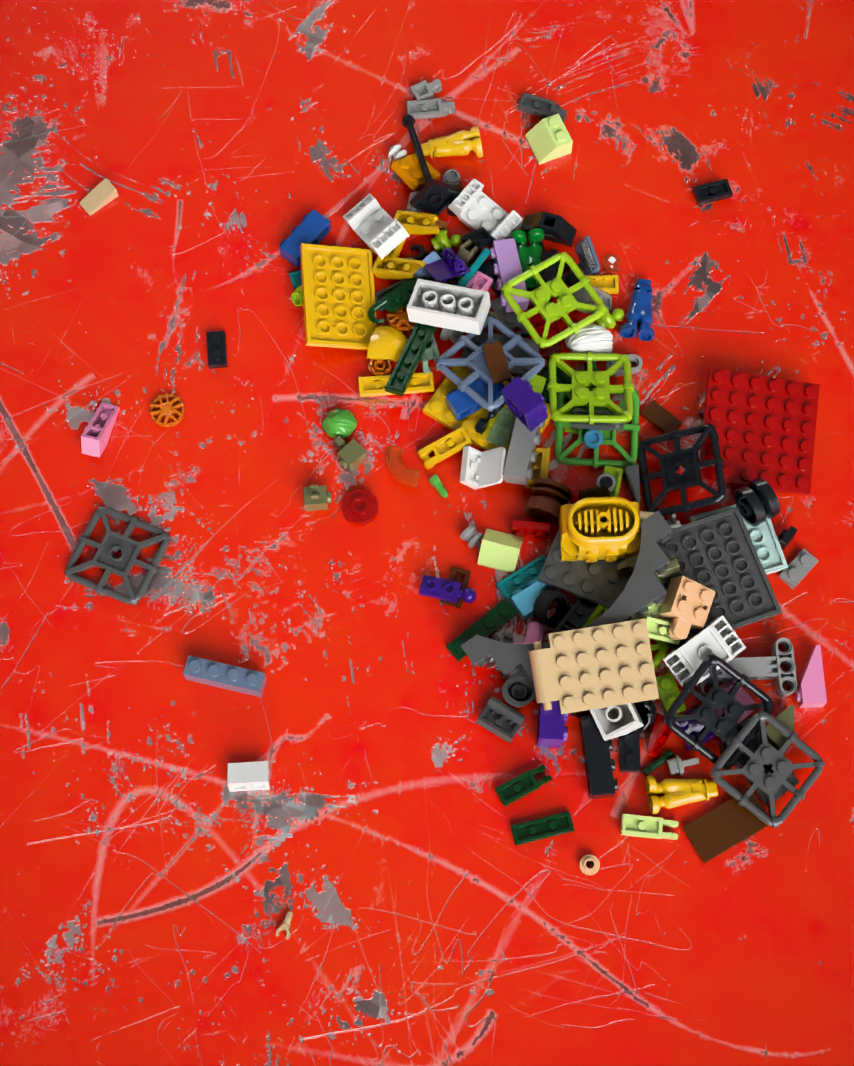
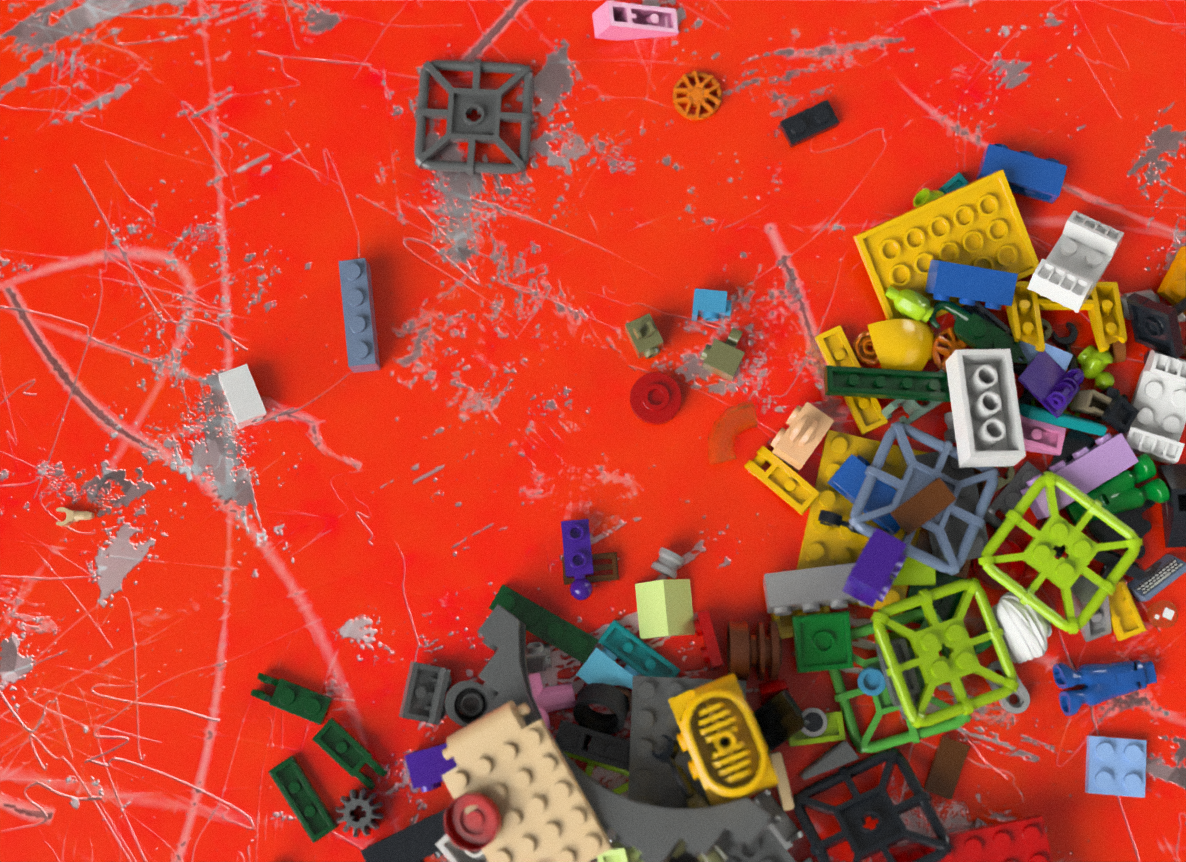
camera: 75 degrees right, 10 degrees up
(312, 450) = (710, 305): none -> dark azure brick
(339, 423) = (763, 326): bright green hair -> none
(363, 329) = (910, 304): none -> lime plant
(365, 290) = (970, 284): none -> blue brick
(421, 423) = (804, 433): none -> light nougat brick
(437, 484) = (724, 493): bright green piece -> none
(472, 811) = (294, 699): none -> dark green hinge
(482, 468) = (771, 541): white bracket -> none
(502, 428) = (836, 548): clear light blue slope -> none
(557, 458) = (822, 641): none -> green tile
(558, 792) = (365, 821): none -> dark grey gear
(604, 700) = (476, 828): none -> red piece
(608, 321) = (1069, 643): lime animal -> none
(609, 567) = (676, 770): none -> black piece
(693, 323) = (1115, 766): none -> light blue plate

